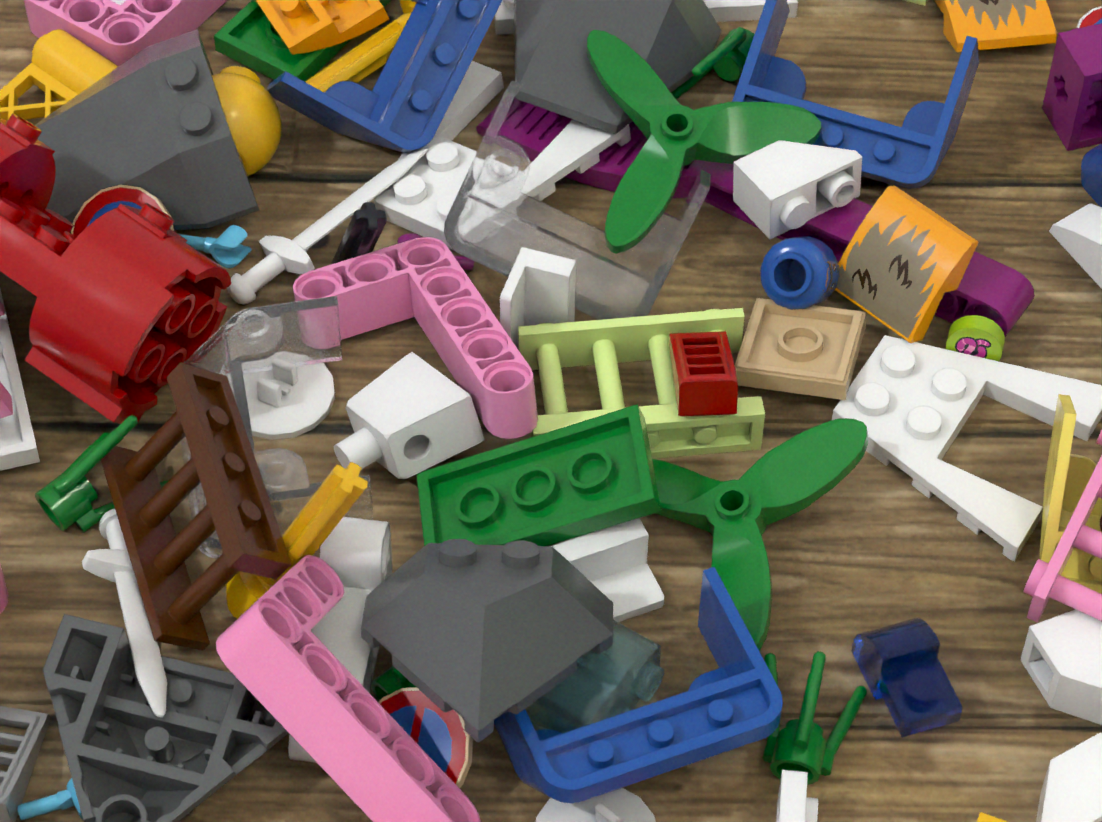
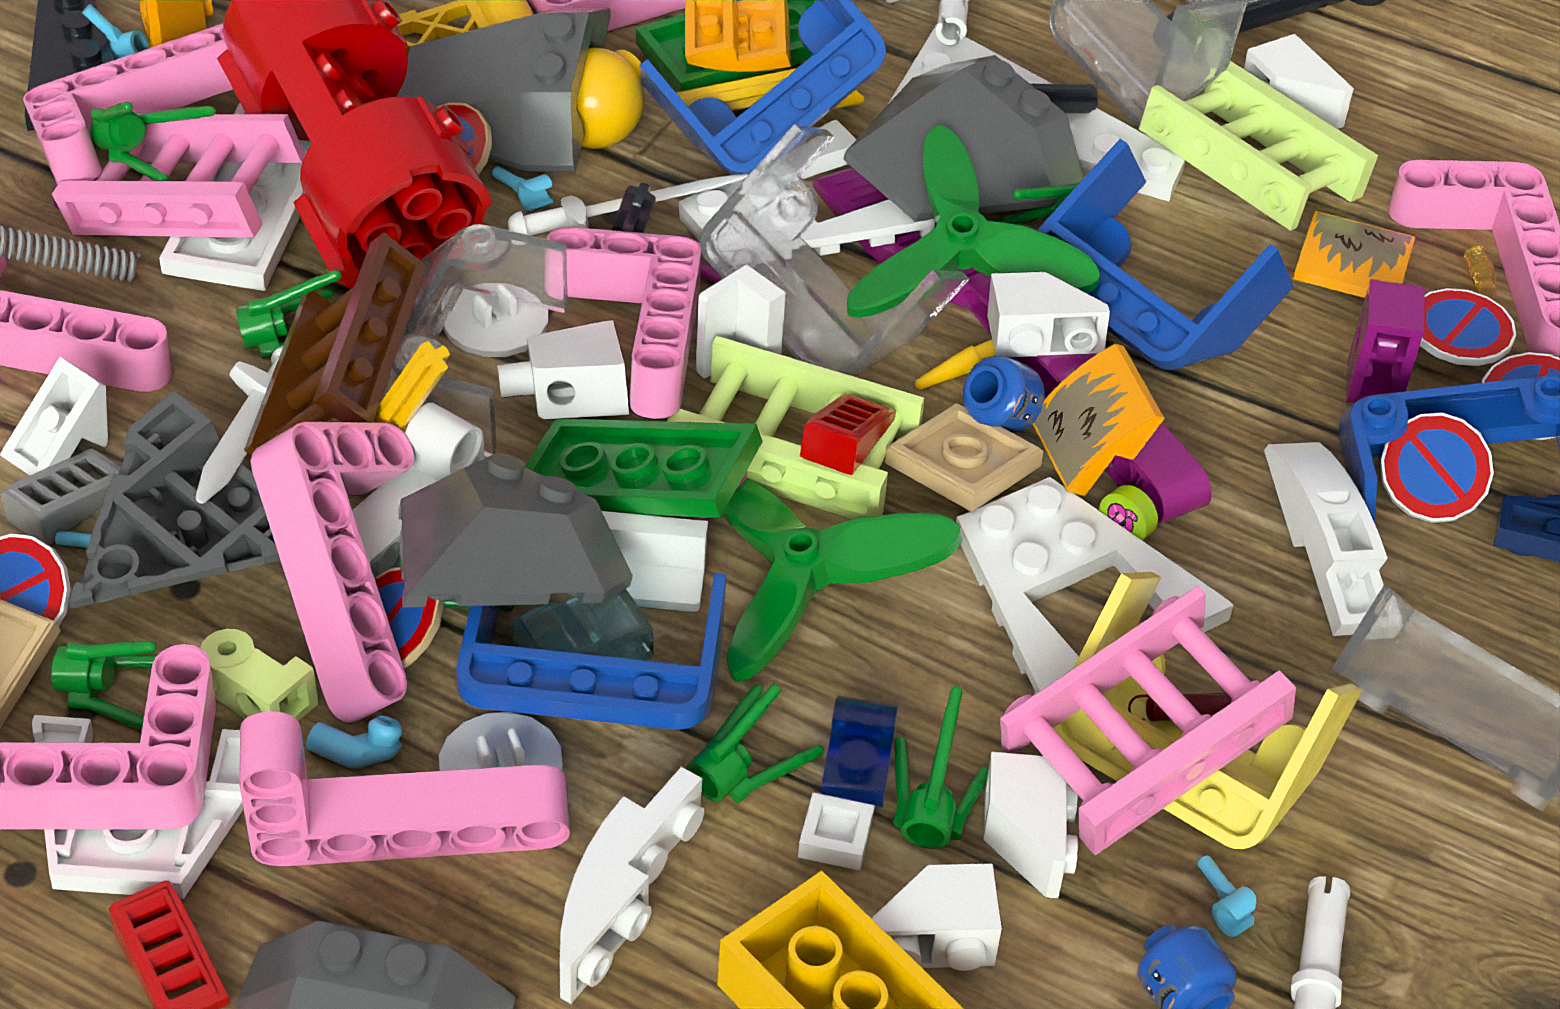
camera: 25 degrees right, 5 degrees down
(731, 255) = (957, 365): none -> yellow helmet
(937, 763) = (836, 831): none -> white plate
(1003, 700) = (930, 813): none -> green plant

